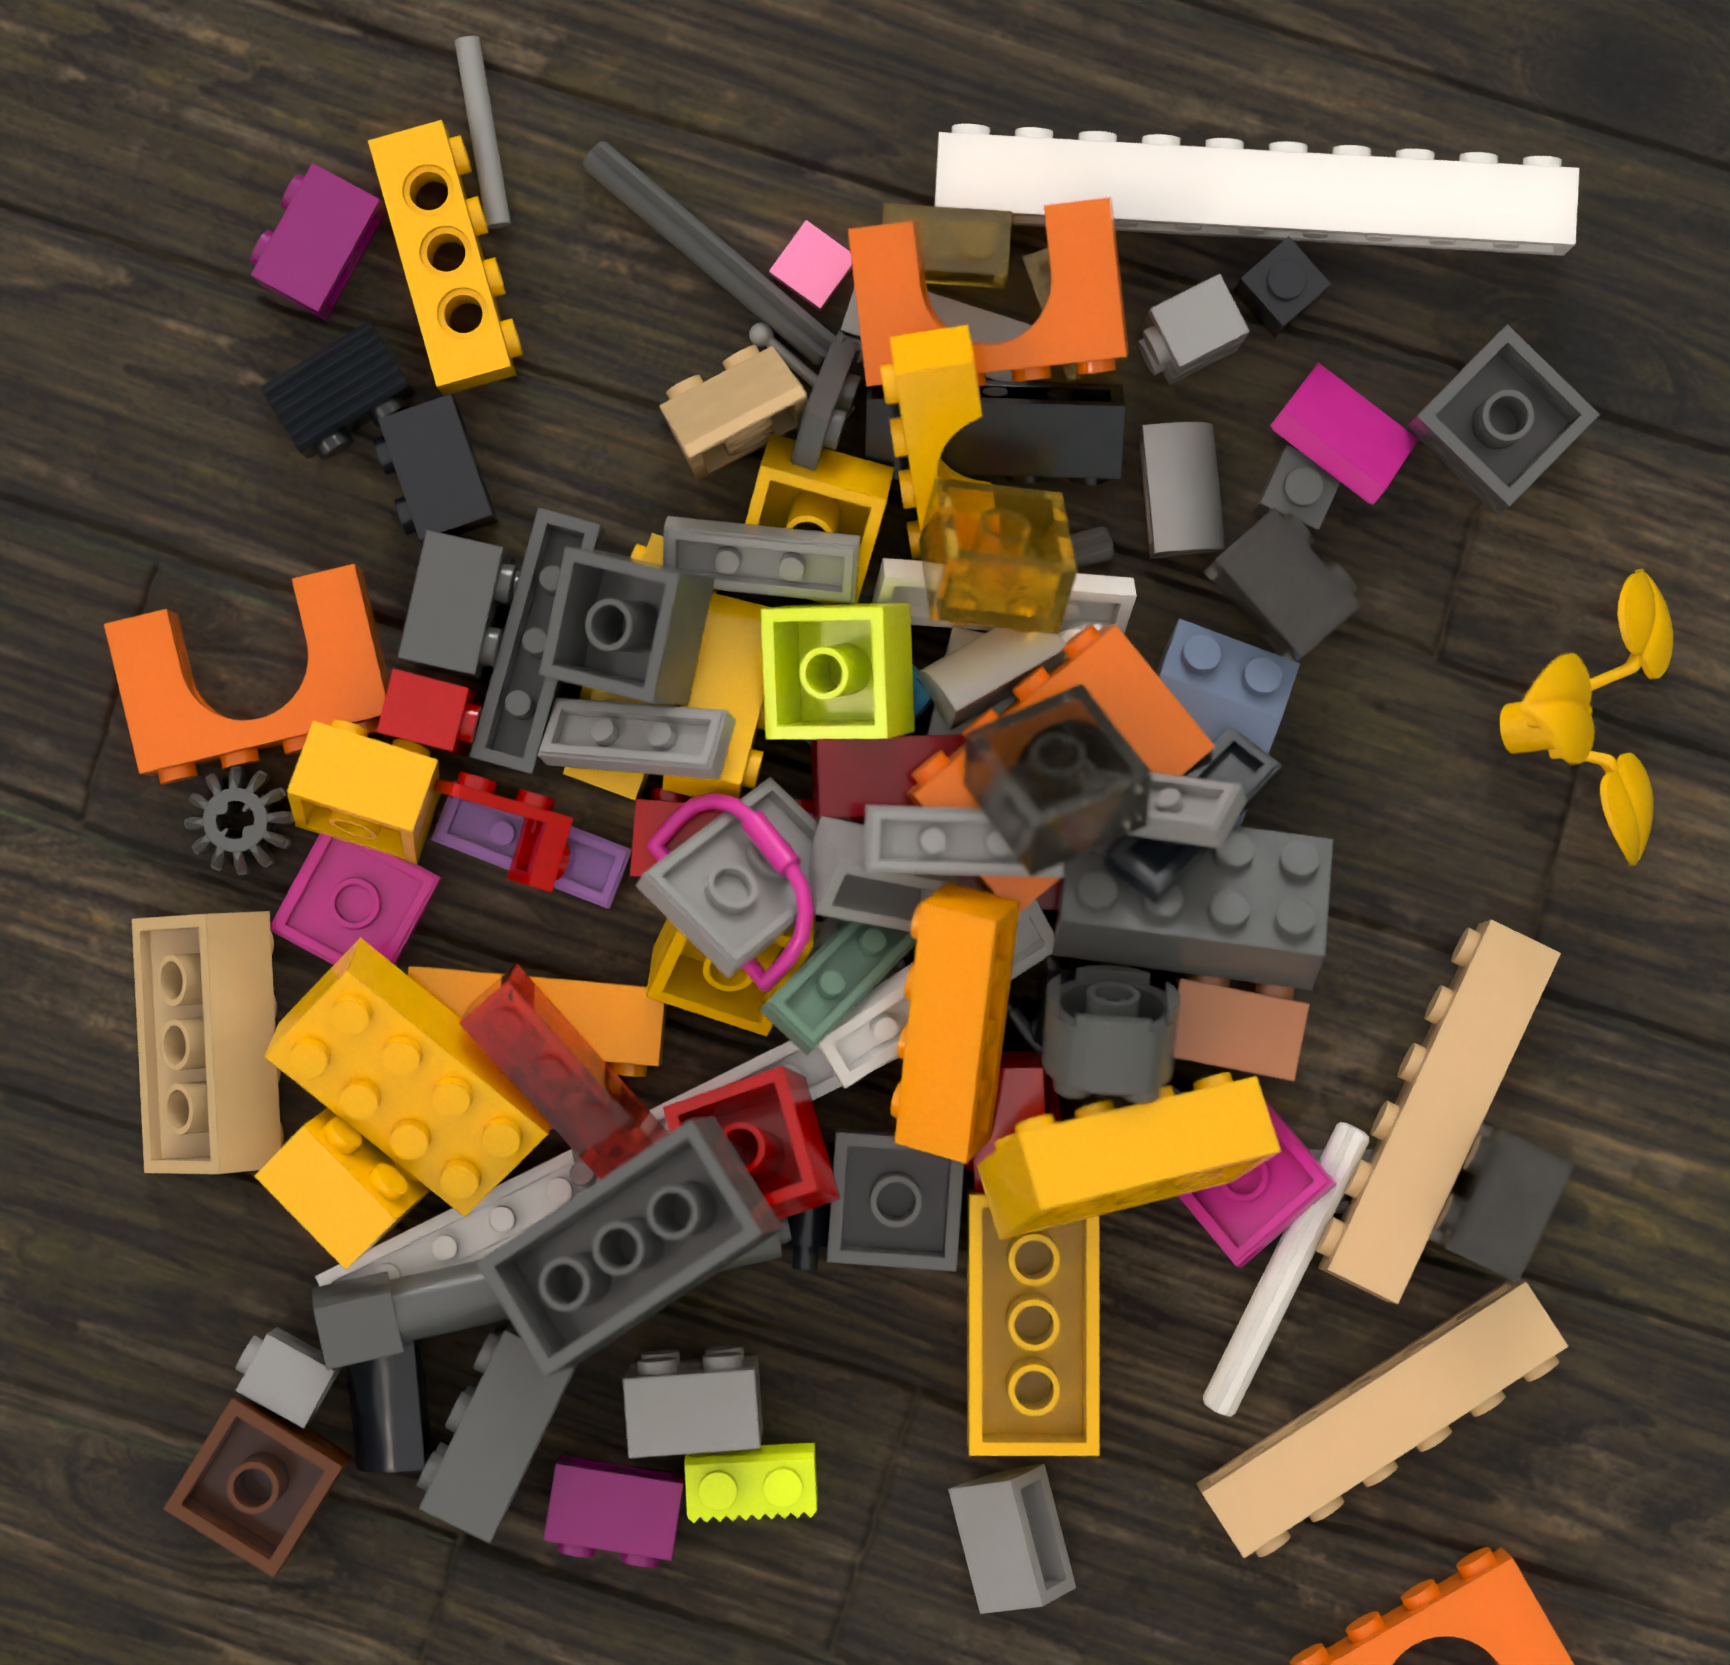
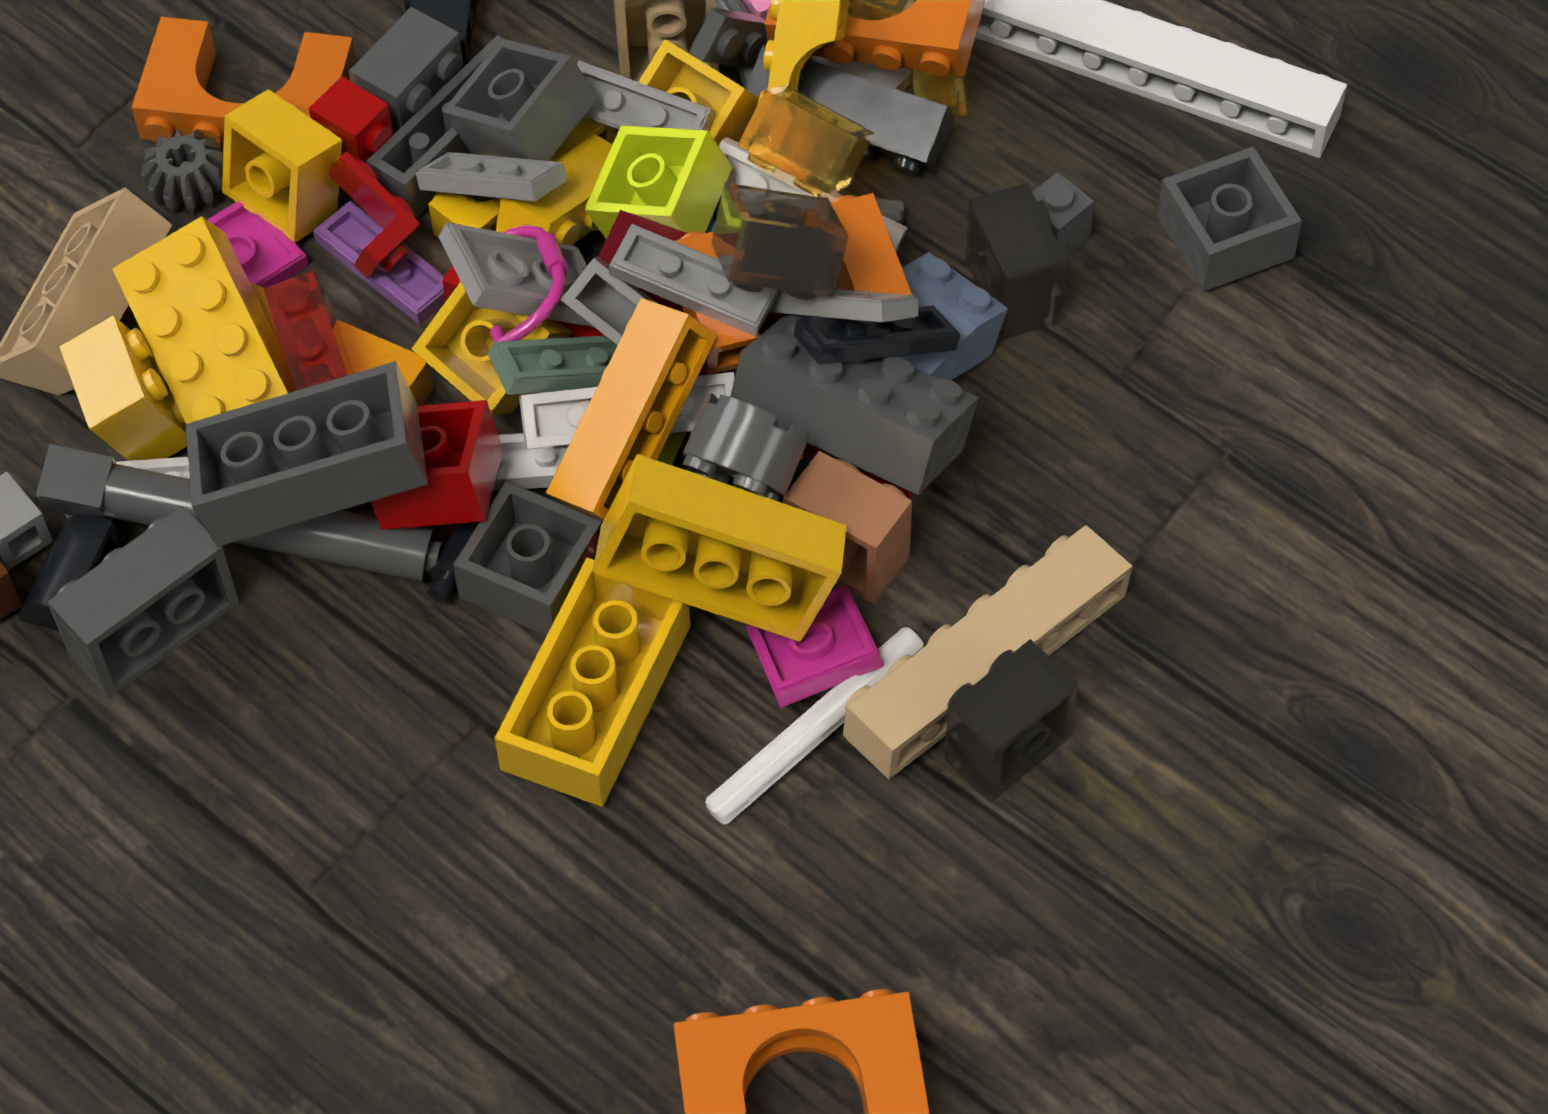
camera: 25 degrees right, 30 degrees down
(614, 1510) = (199, 705): magenta brick -> none
(693, 1402) = (299, 637): light grey brick -> none
(752, 1482) = (315, 721): neon yellow brick -> none
(1012, 1539) = (502, 845): light grey brick -> none
(1181, 489) = (970, 172): light grey brick -> none
(1192, 330) = (1018, 90): light grey brick -> none
(1281, 287) = (1098, 96): black brick -> none
(1344, 434) = (1104, 187): dark pink tile -> none
(1382, 1417) = (846, 861): tan brick -> none
(1559, 716) = (1196, 358): yellow plant -> none

